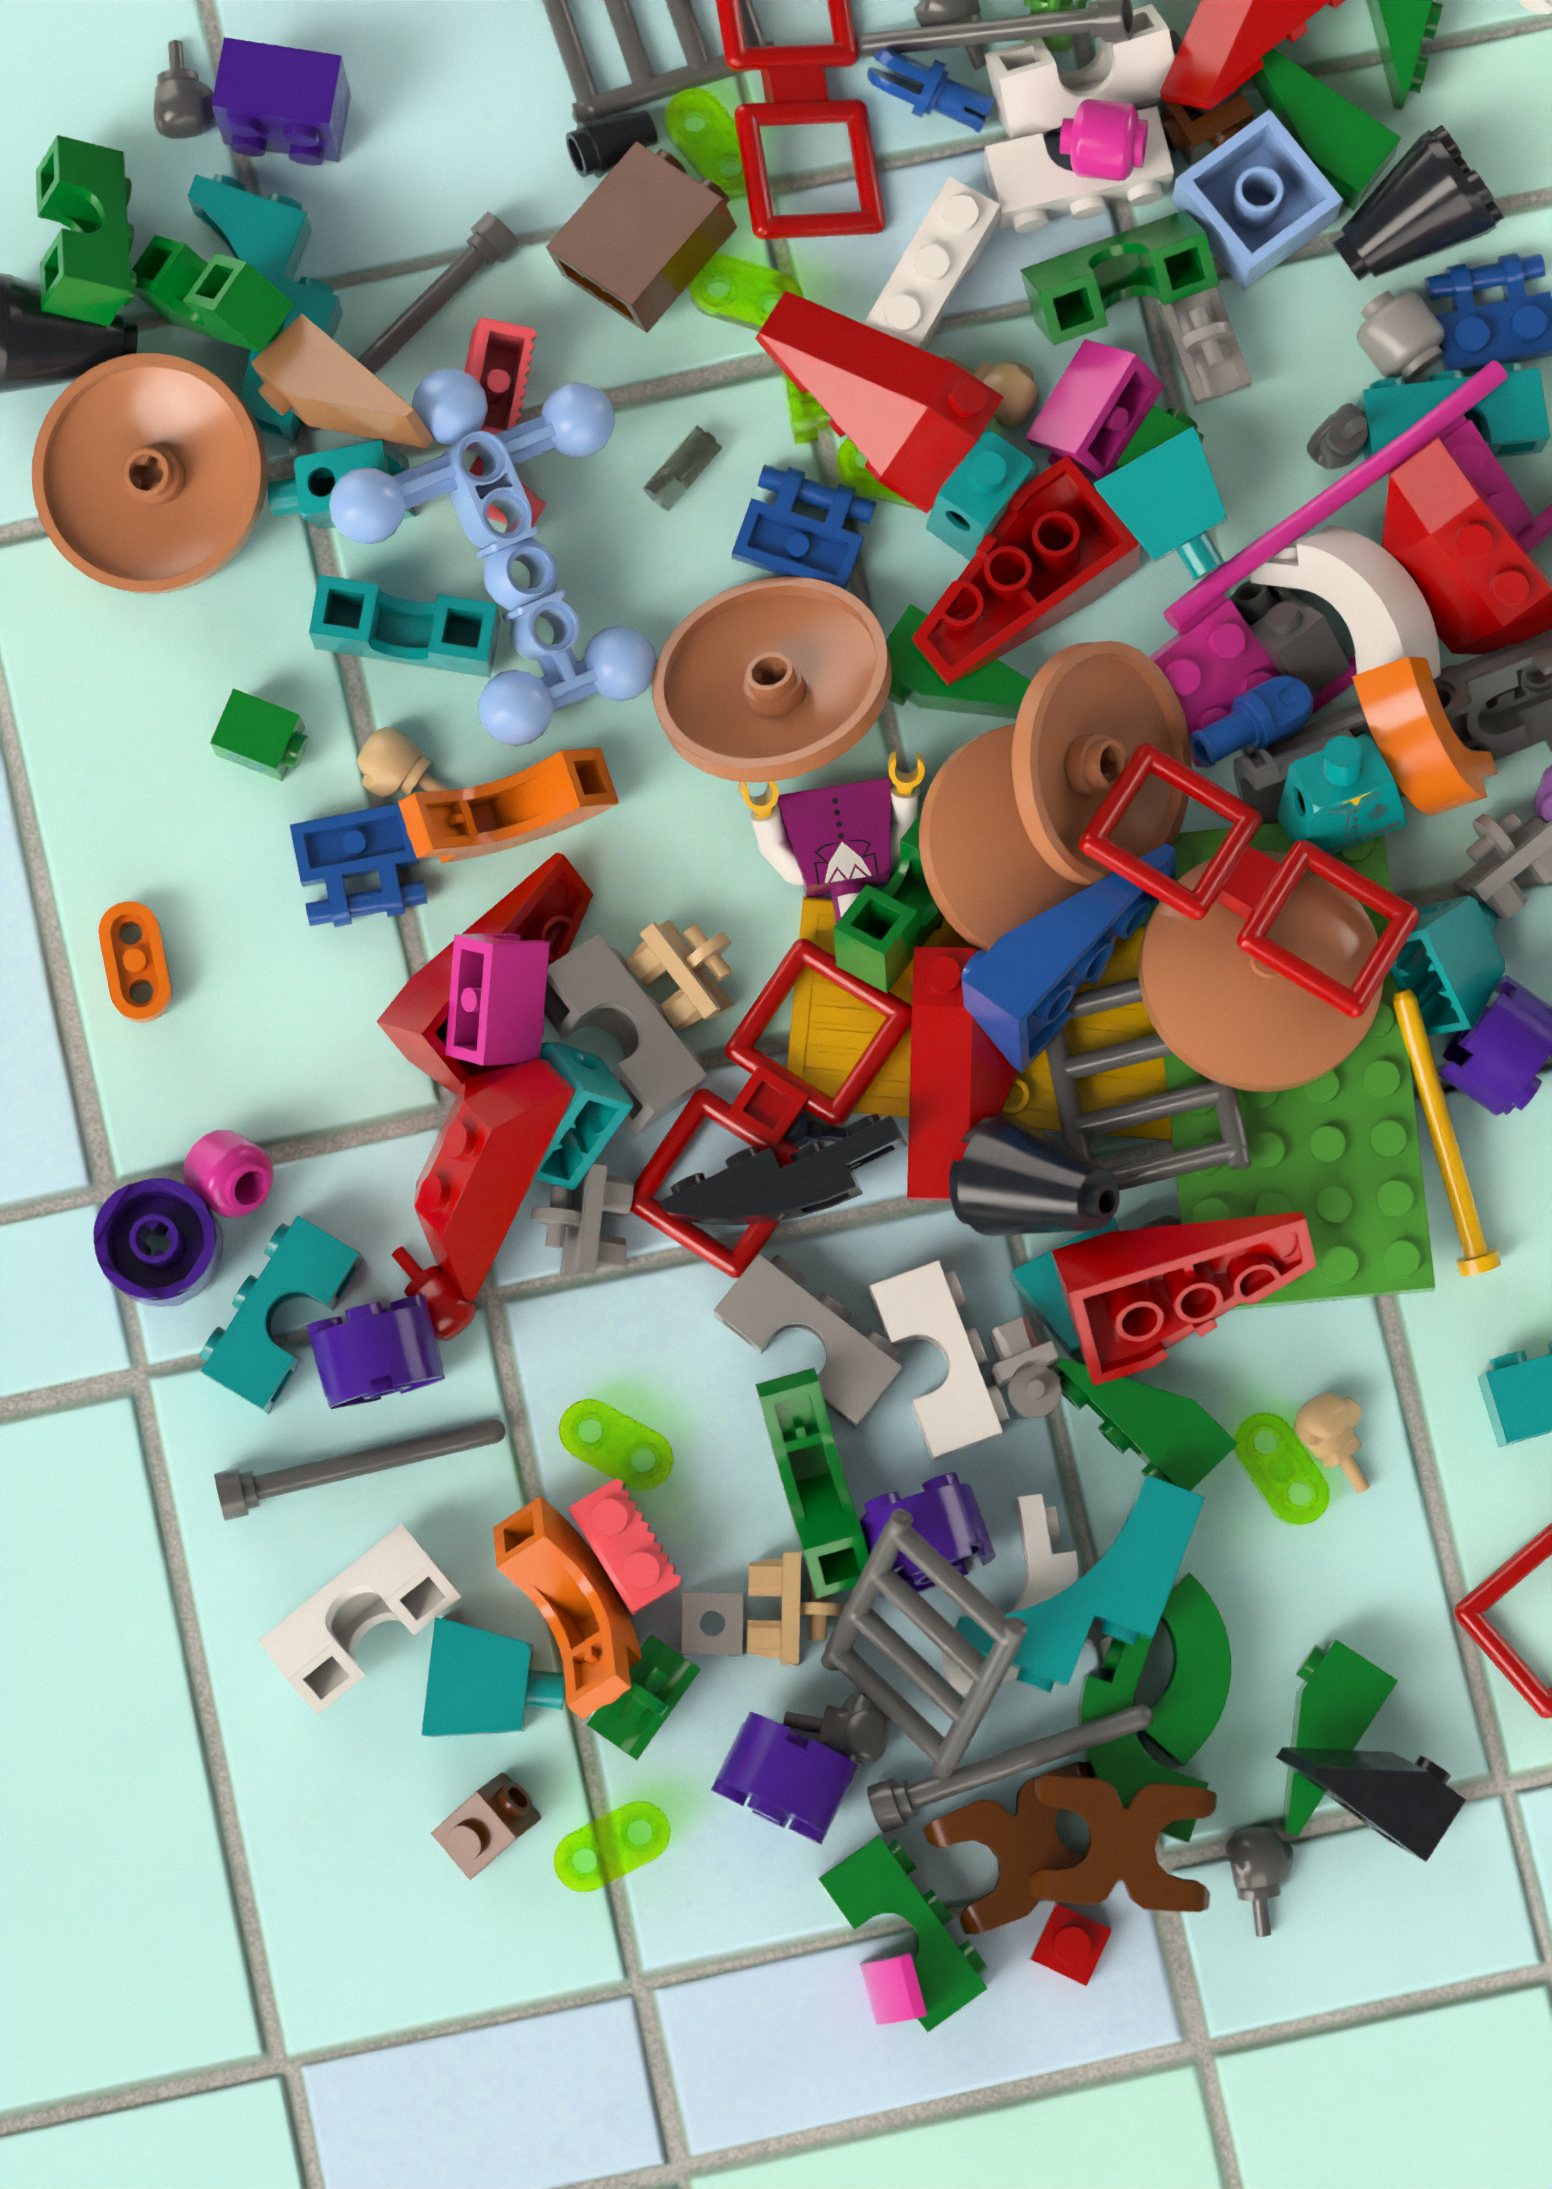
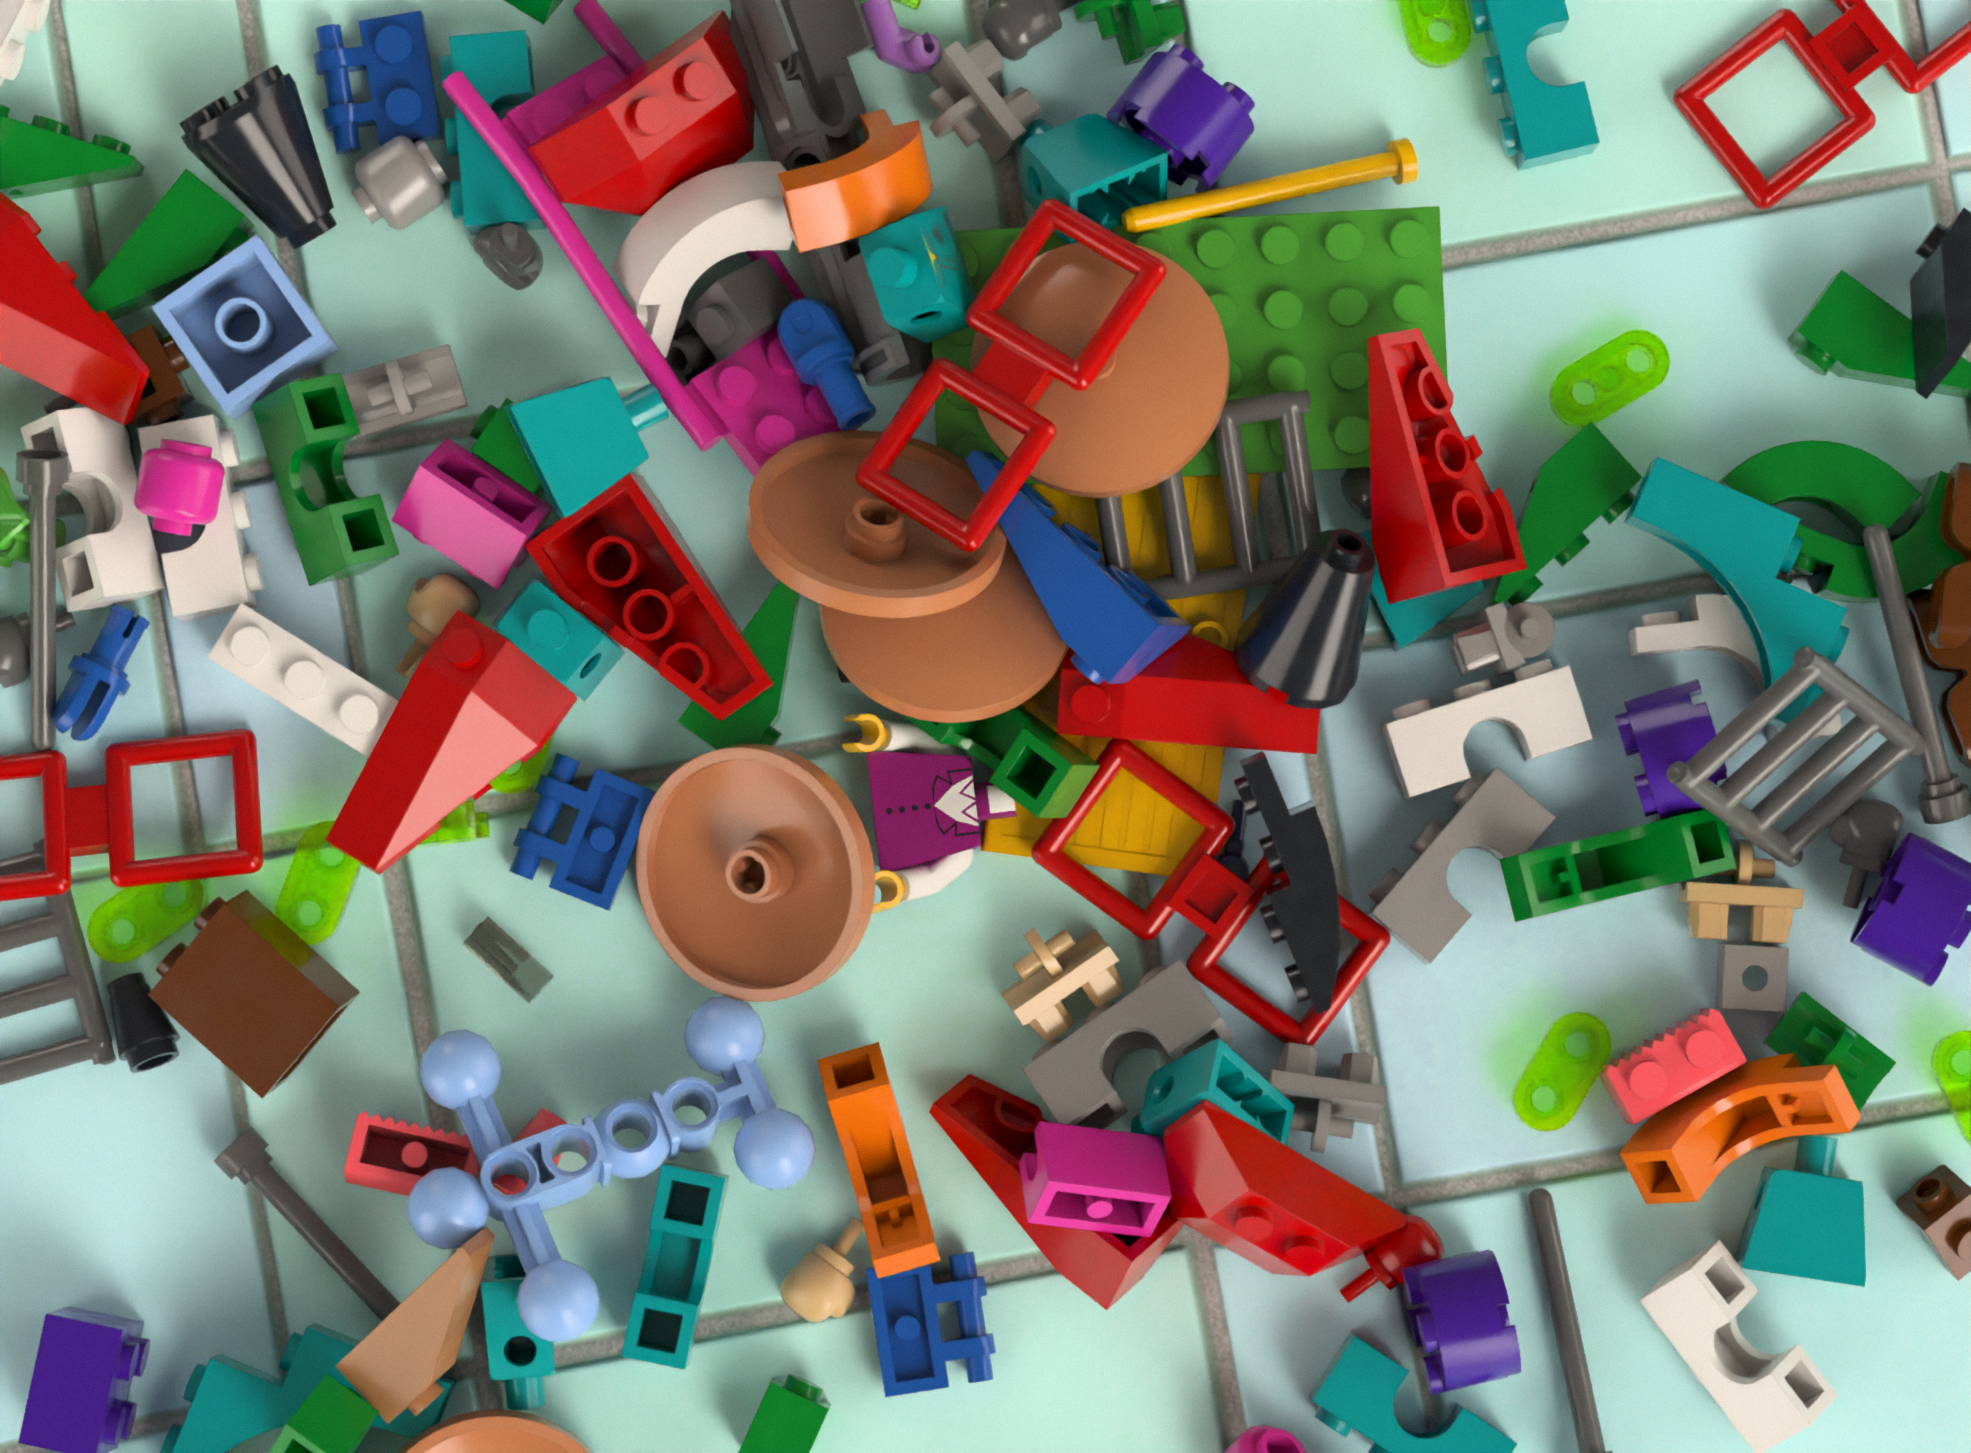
camera: 85 degrees left, 5 degrees up
(1328, 1432) = (1574, 328): tan piece -> none

